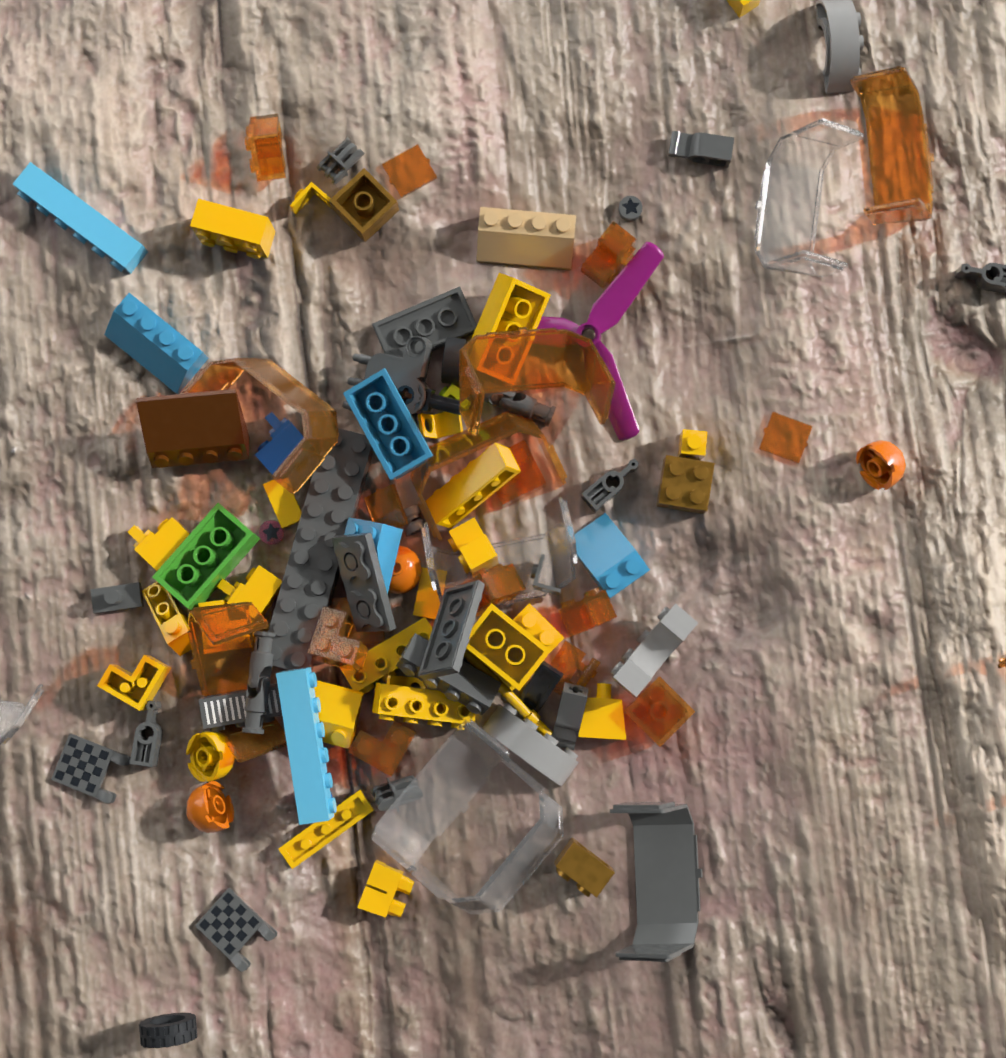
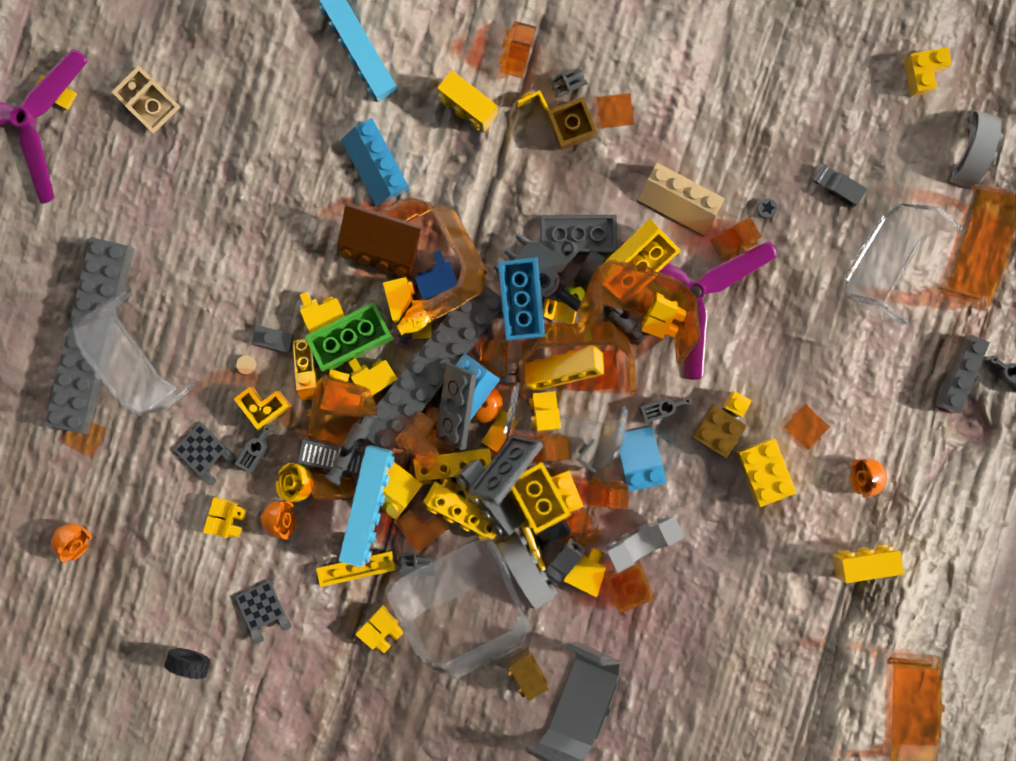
camera: 20 degrees right, 5 degrees up
(97, 641) = (246, 364): none -> tan tile
(144, 846) = (222, 516): none -> yellow hips
(246, 485) = (399, 297): none -> yellow slope
(274, 505) = (414, 320): none -> yellow animal
(559, 380) = (660, 317): none -> yellow hips
(761, 509) = (765, 472): none -> yellow brick
(926, 563) = (868, 563): none -> yellow brick
(936, 301) = (962, 374): none -> dark grey brick

